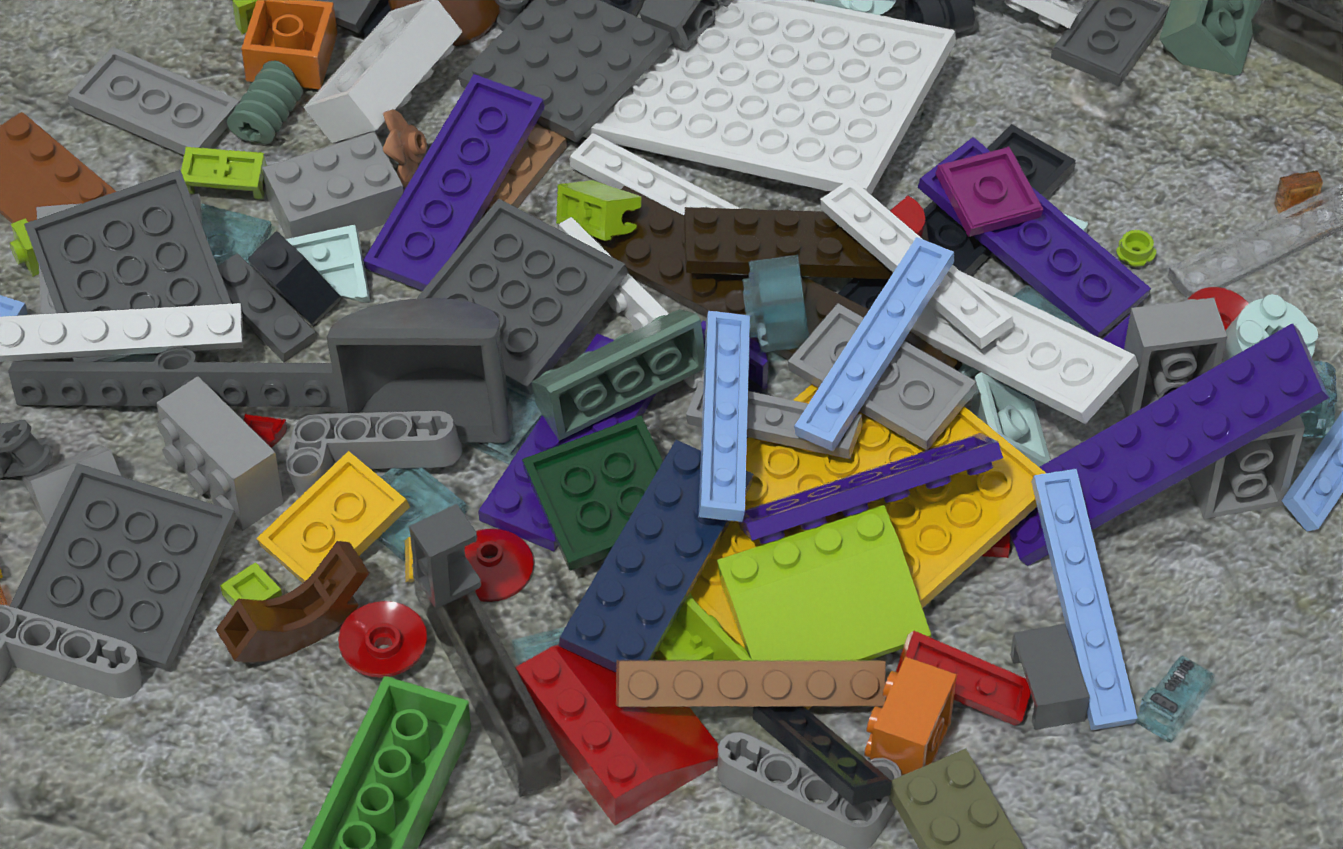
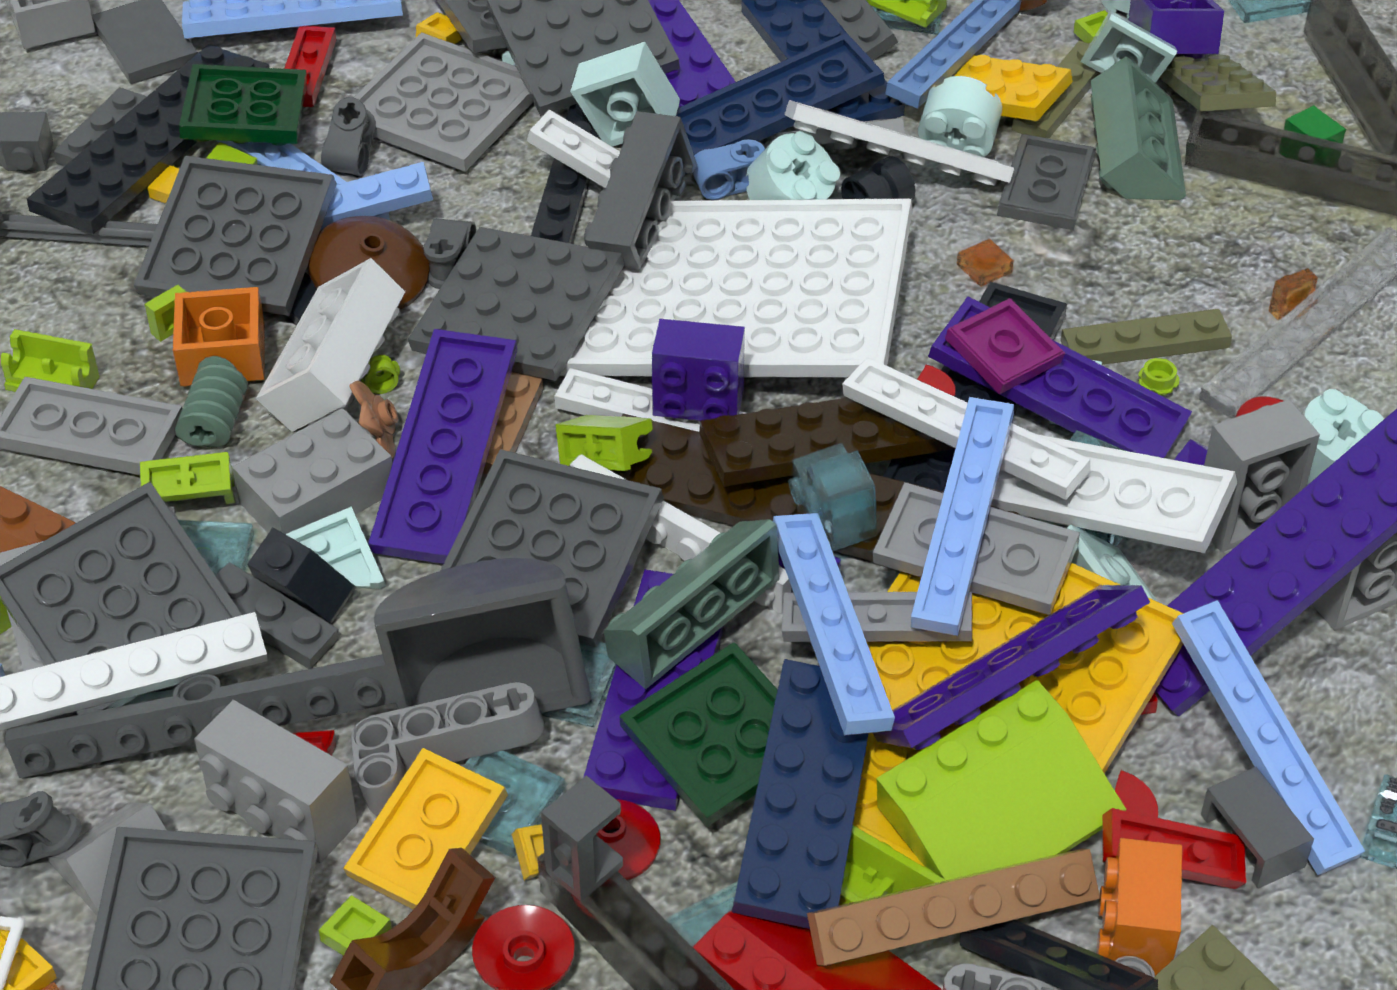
camera: 15 degrees left, 5 degrees down
(137, 36) = (49, 360): none -> lime hinge
(424, 105) = (382, 381): none -> lime plate
(697, 159) = (697, 370): none -> dark purple brick
(952, 628) = (1136, 795): none -> red tile
(1018, 103) = (985, 262): none -> clear orange plate
(1144, 208) = (1150, 337): none -> olive plate

